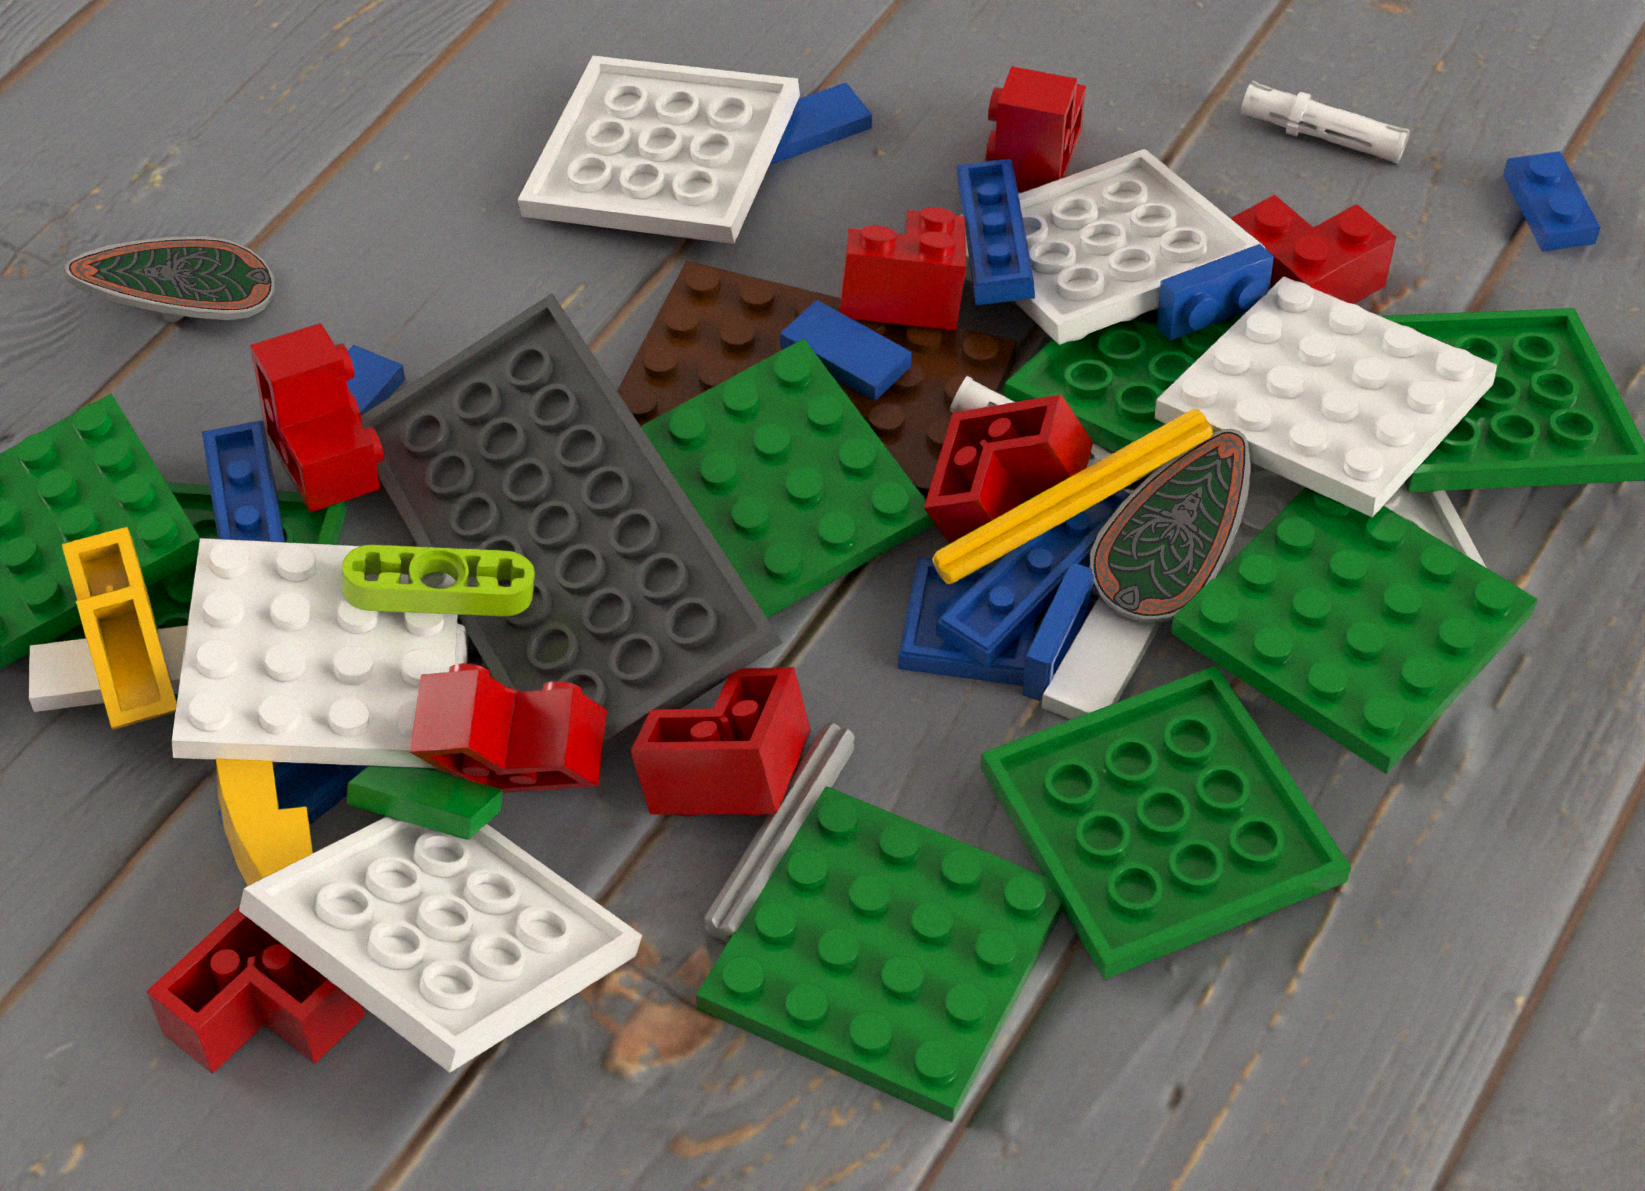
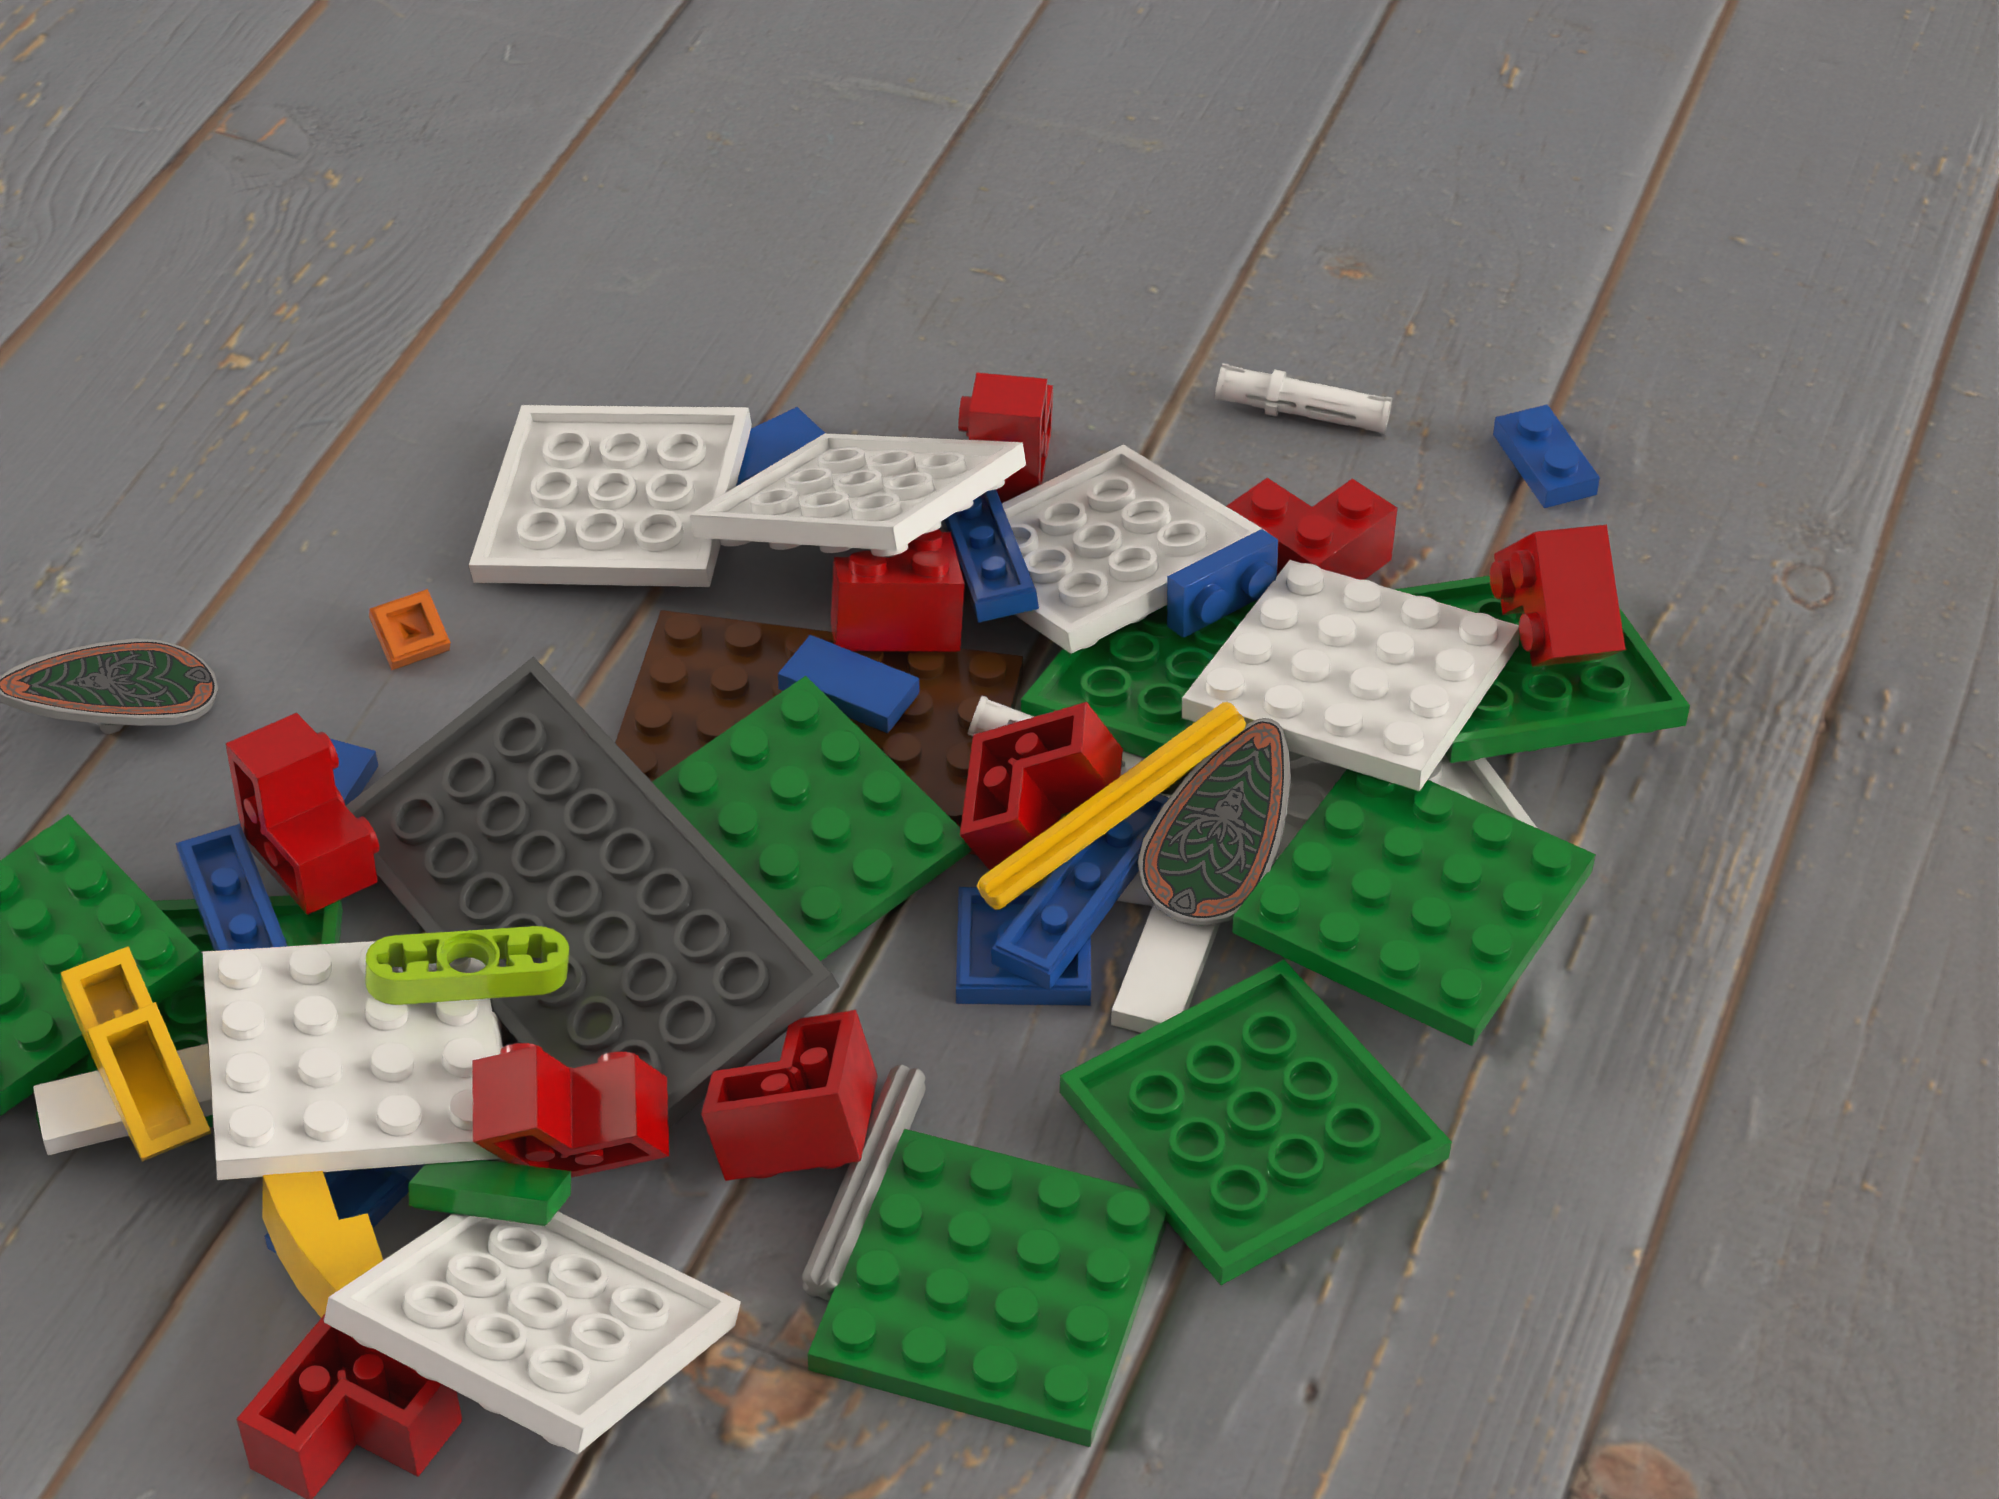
camera: 10 degrees left, 5 degrees down
(454, 254) = (409, 629): none -> orange tile
(884, 169) = (858, 492): none -> white plate
(1058, 630) = (1117, 944): blue tile -> none
(1545, 339) = (1565, 593): none -> red brick

